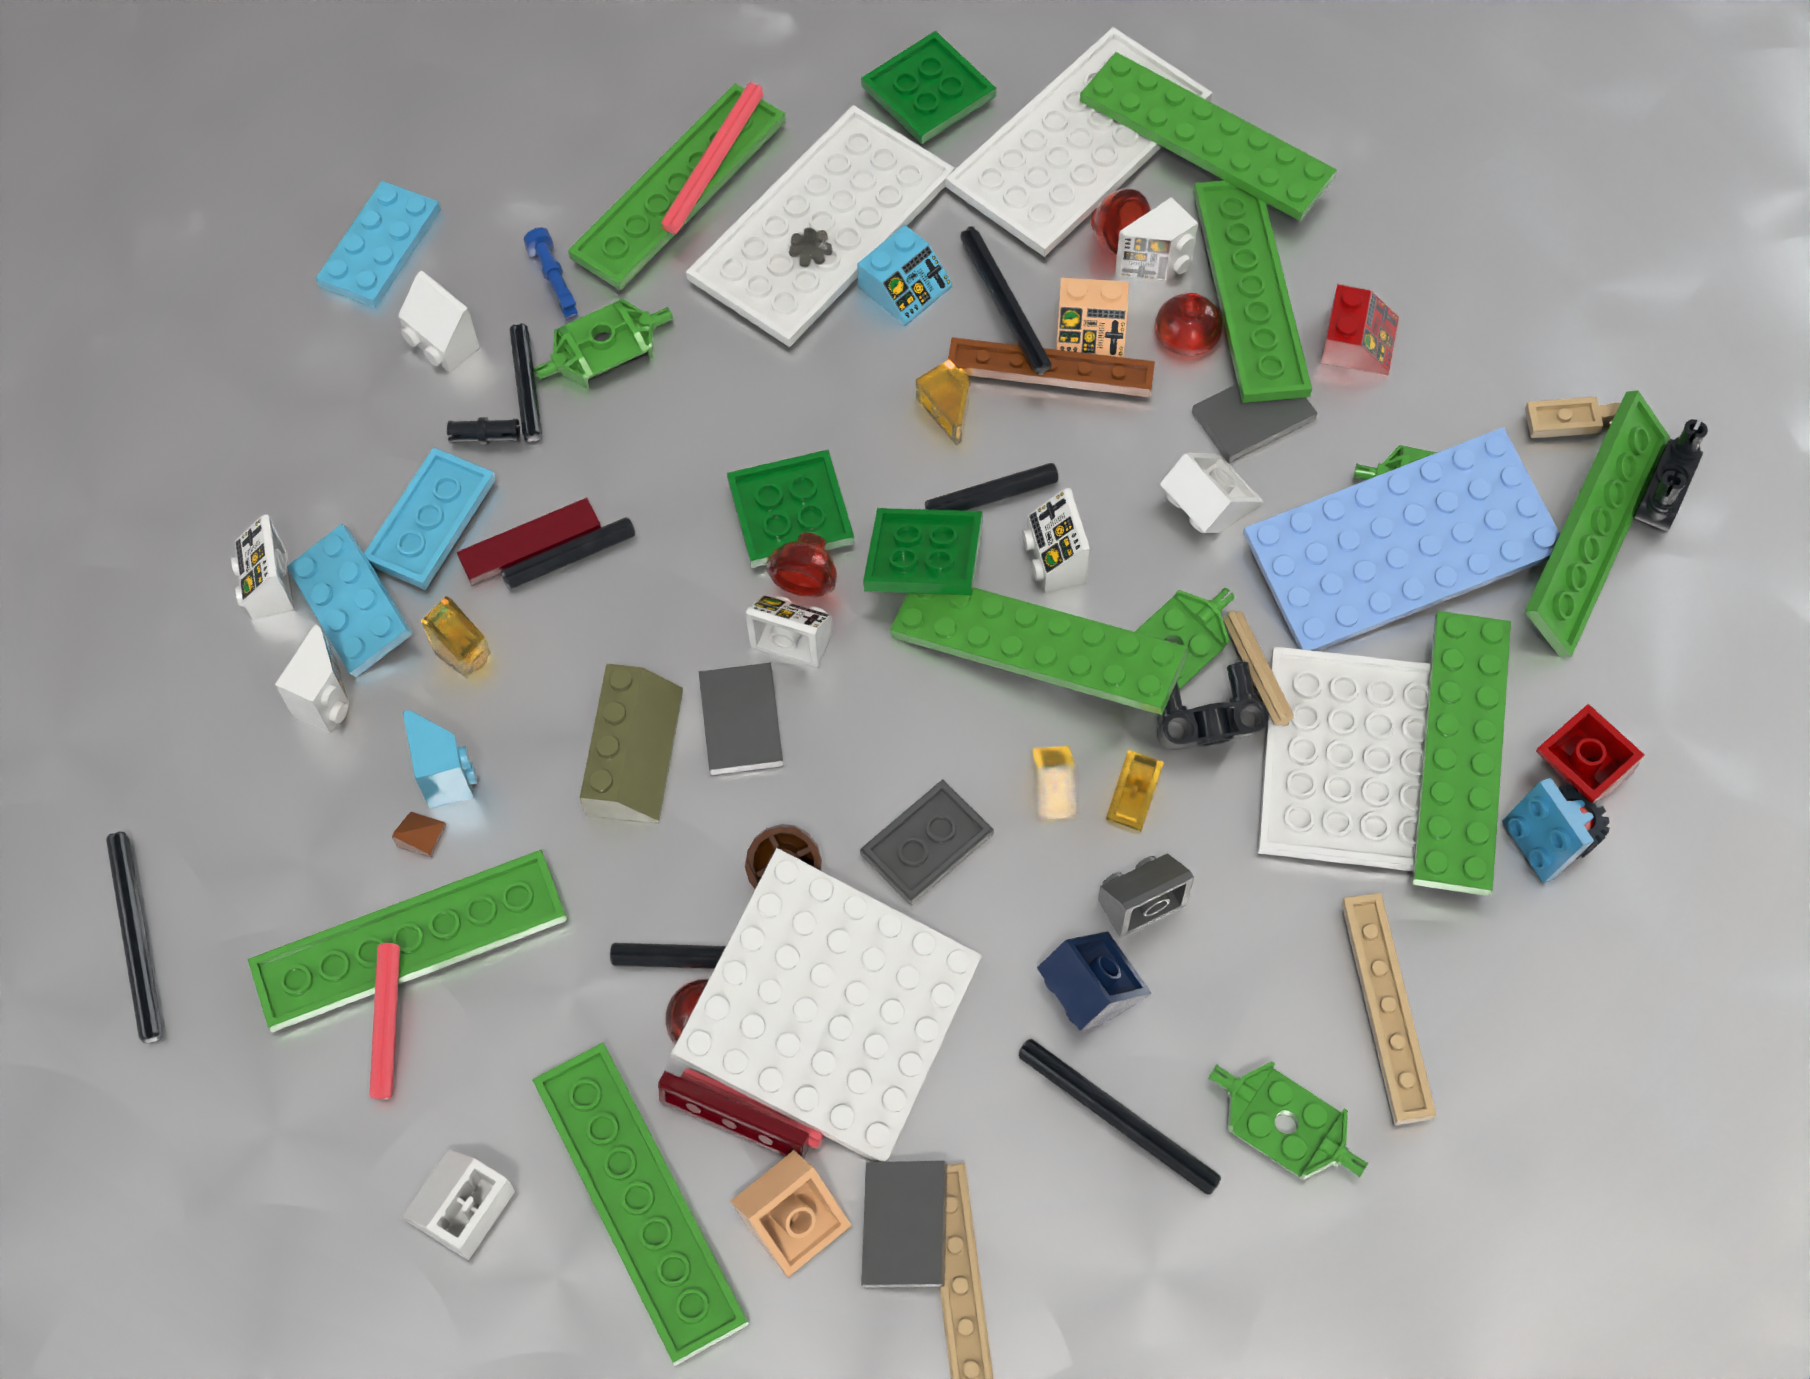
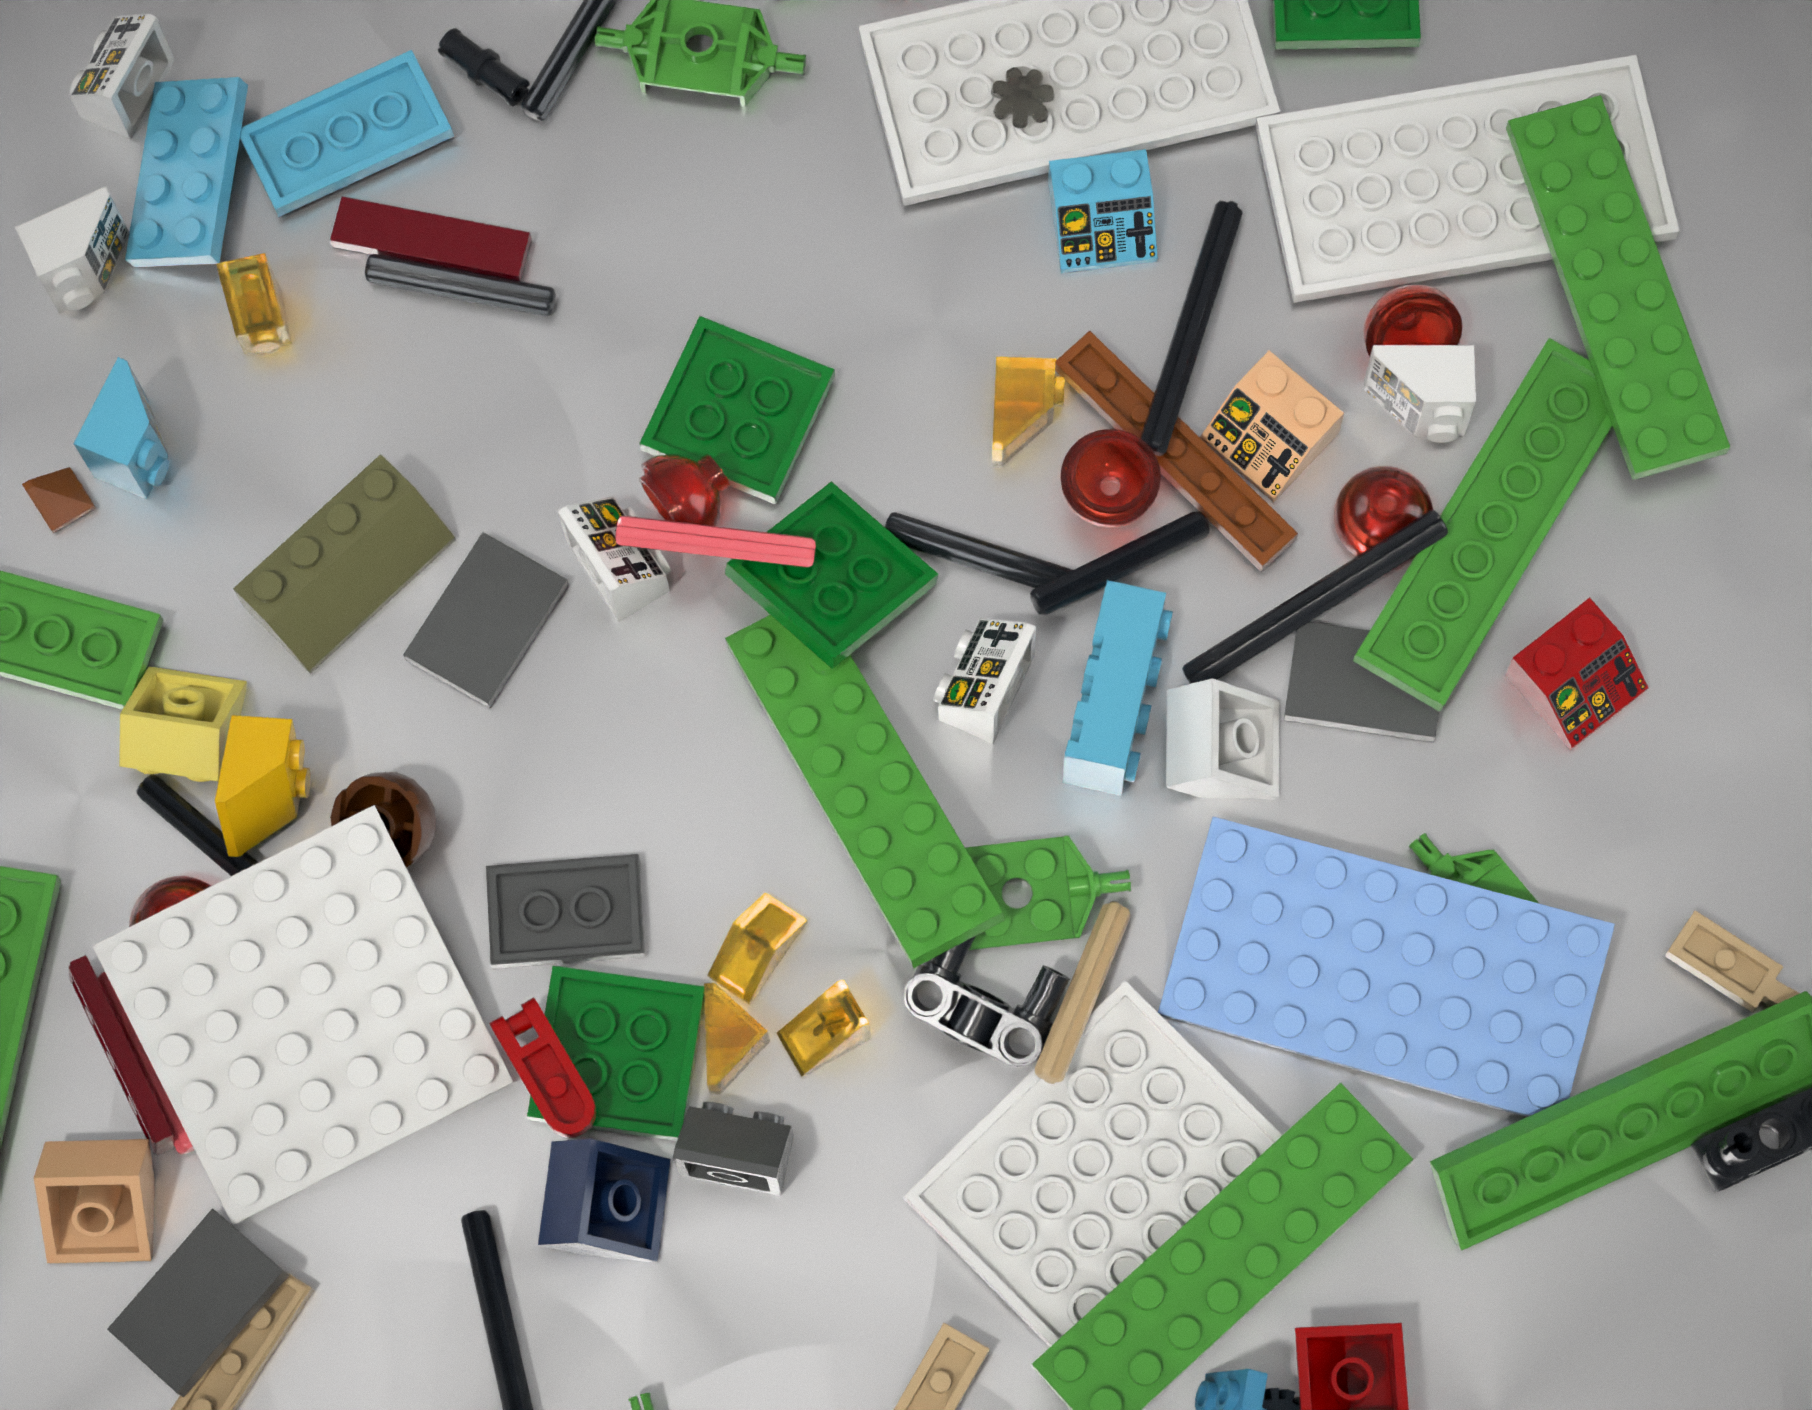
camera: 40 degrees right, 10 degrees up
(608, 902) = (179, 723): none -> light yellow slope
(688, 889) = (259, 780): none -> yellow slope
(847, 572) = (715, 541): none -> coral axle
(1000, 928) = (547, 1071): none -> red plate
(1028, 894) = (630, 1046): none -> green plate
(1037, 388) = (1116, 458): none -> clear red piece
(1073, 441) = (1119, 563): none -> black axle
(1083, 836) = (731, 1038): none -> clear yellow slope
(1132, 504) = (1114, 688): none -> medium azure wedge
(1195, 385) = (1317, 598): none -> black axle

